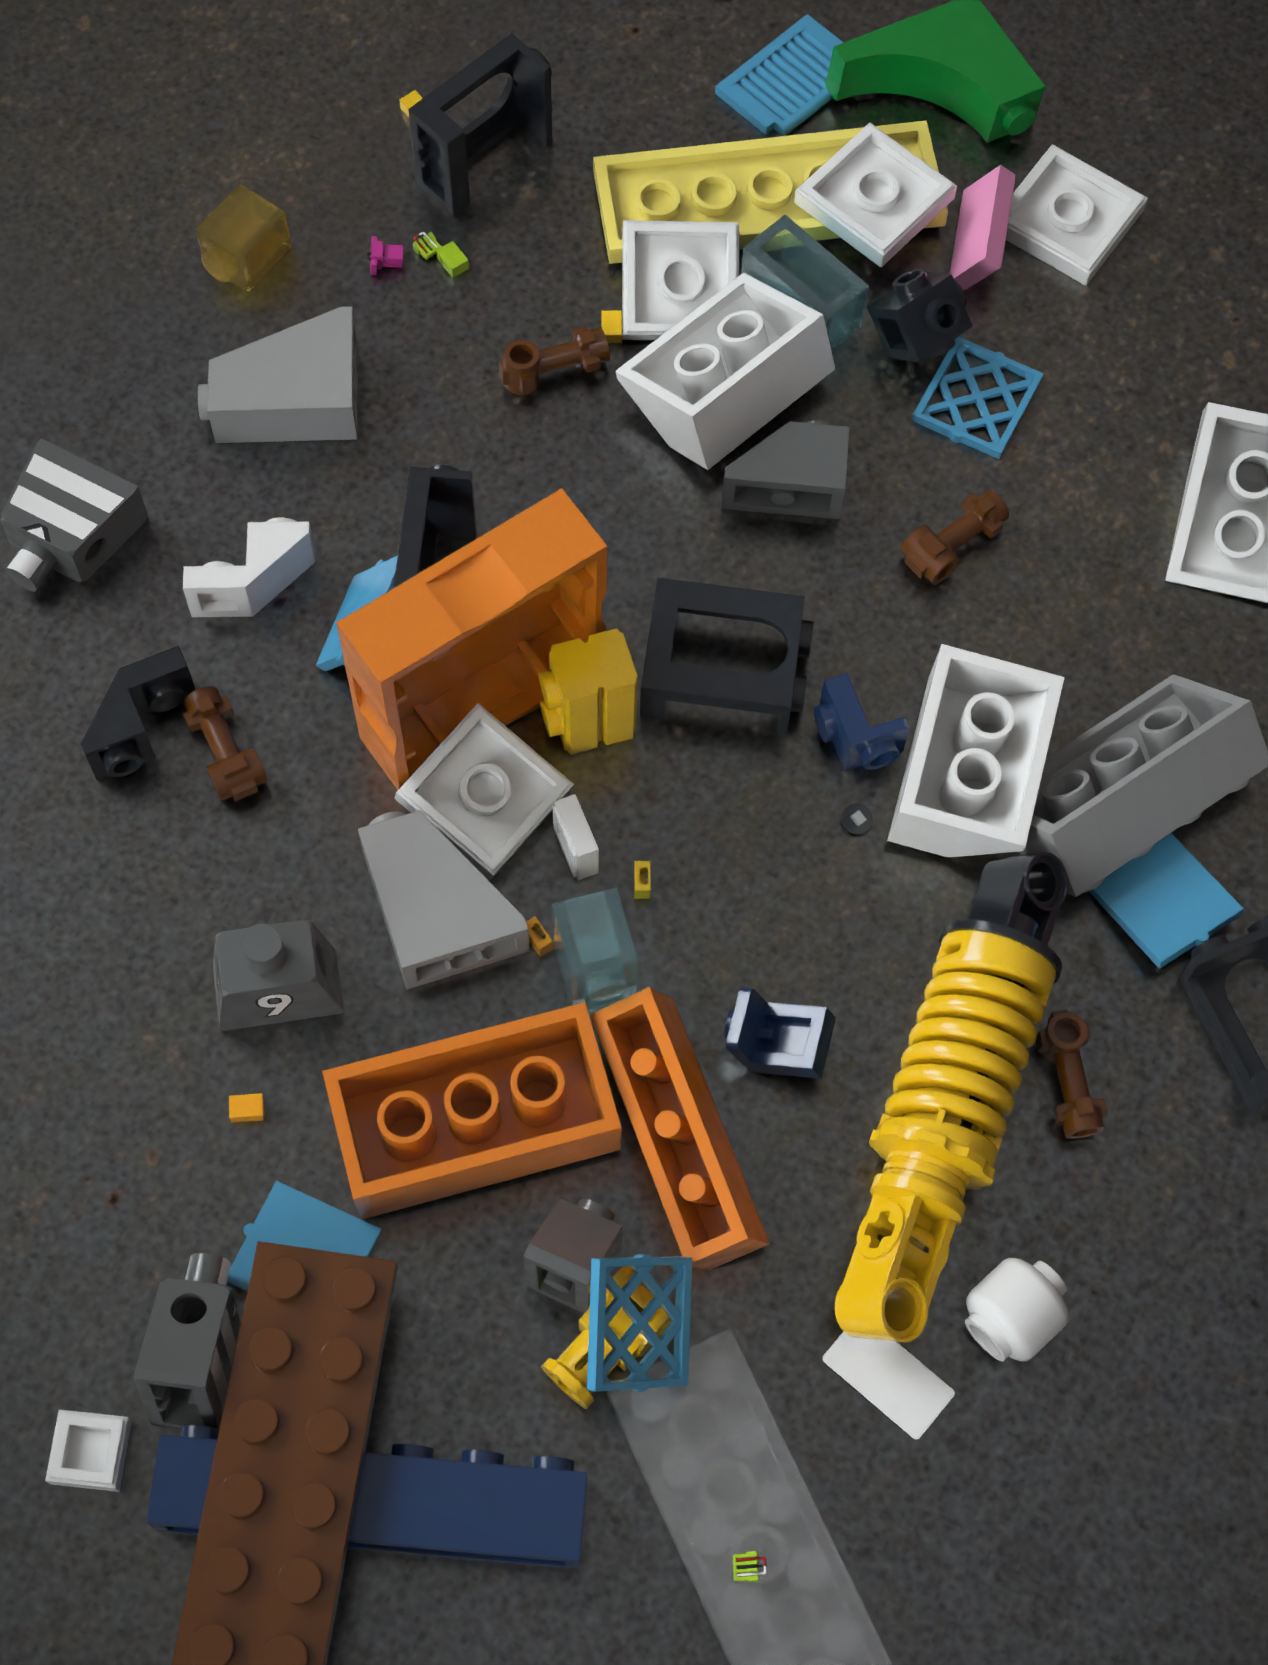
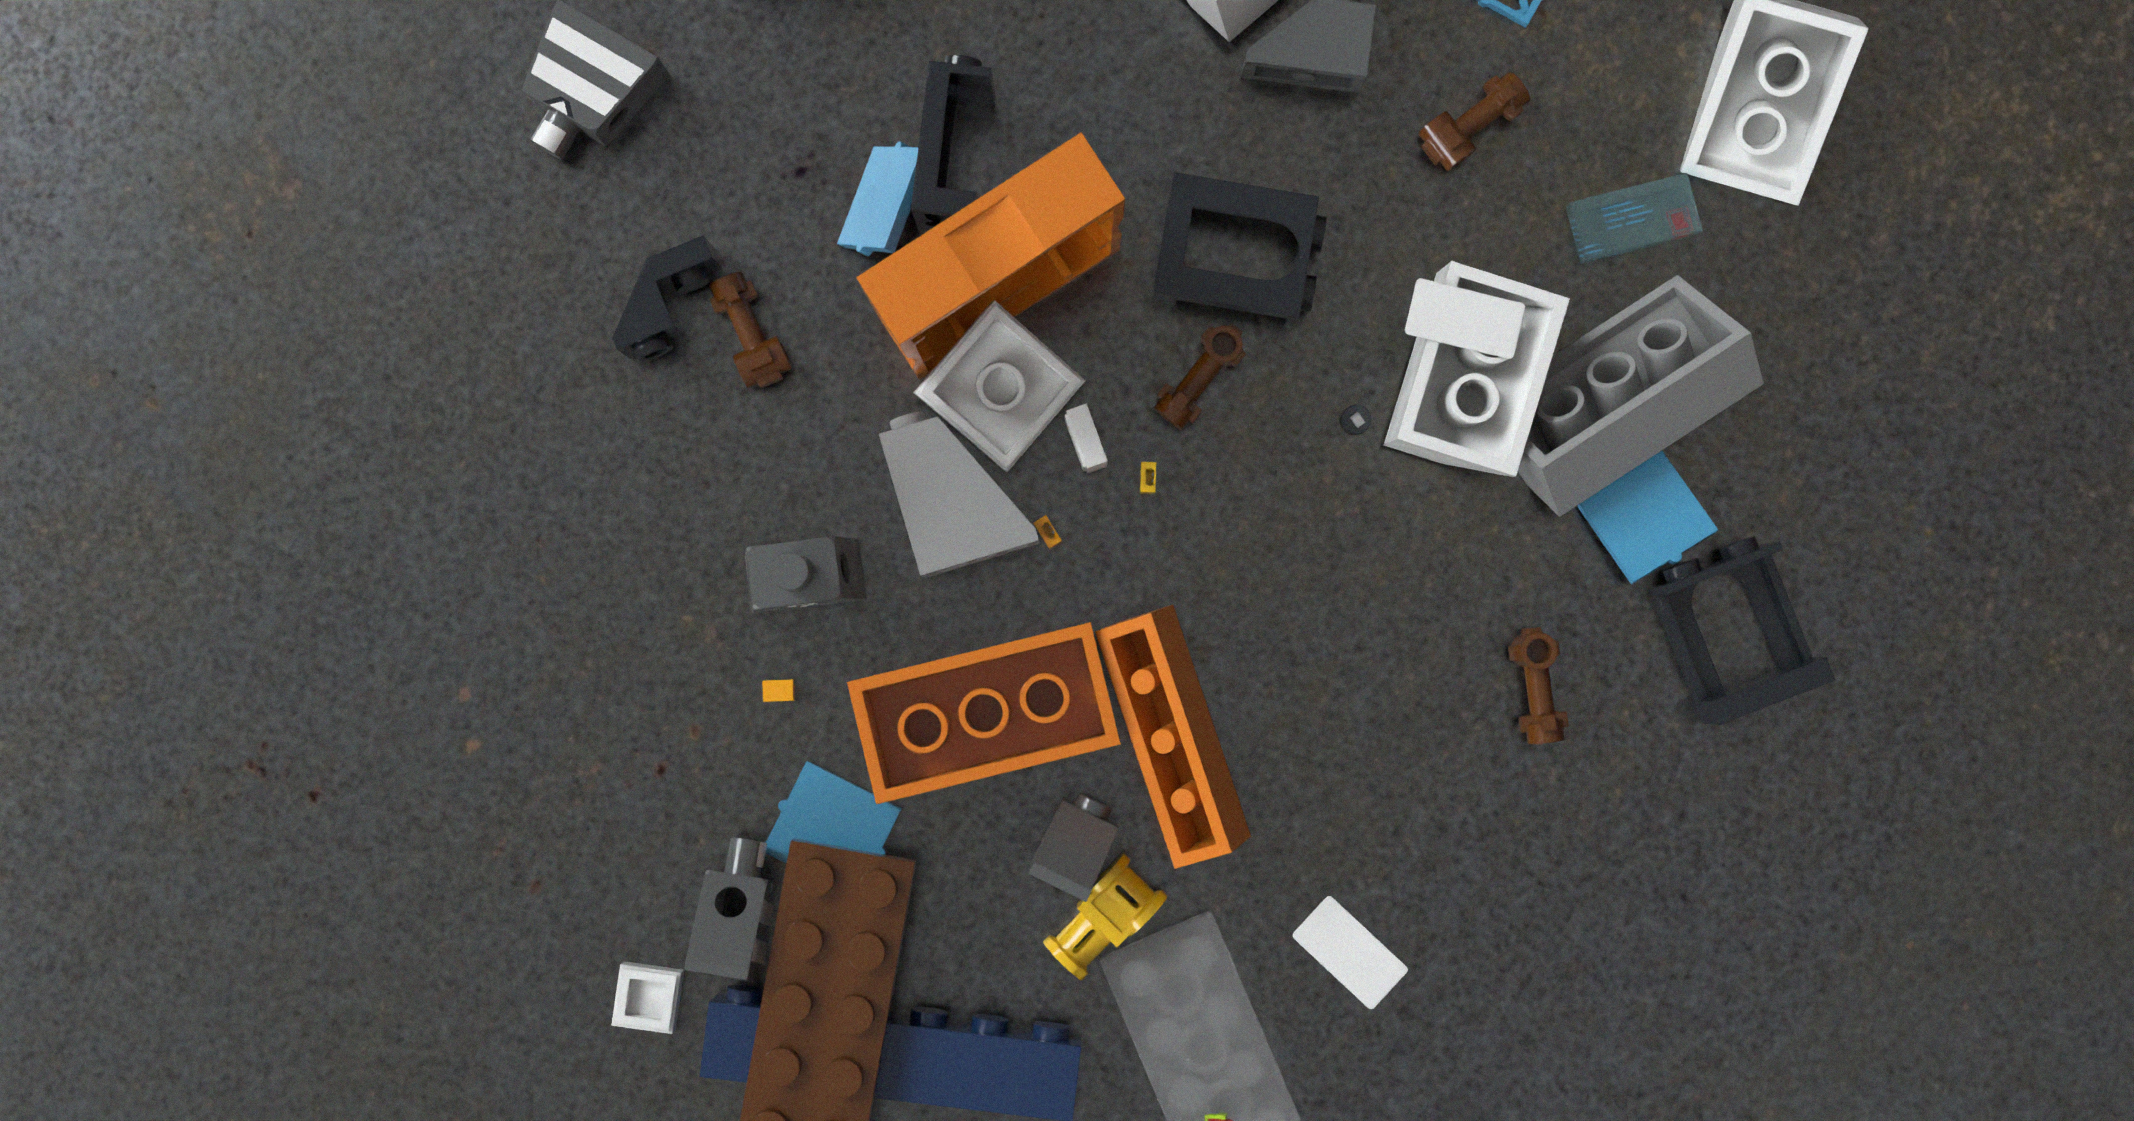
camera: 10 degrees right, 20 degrees up
(274, 558) = (792, 133): white slope -> none
(590, 692) = (1103, 296): yellow brick -> none
(594, 950) = (1102, 570): clear light blue brick -> none
(601, 1316) = (1165, 925): dark azure window -> none
(713, 756) = (1221, 350): none -> reddish brown bar
(779, 1036) = (1269, 643): dark blue bracket -> none
(844, 722) = (1348, 323): dark blue bracket -> none
(953, 1093) = (1430, 703): piece -> none
(959, 696) = (1464, 318): none -> white sticker
(1017, 1309) = (1470, 906): white head -> none
(1123, 623) = (1634, 218): none -> clear light blue tile

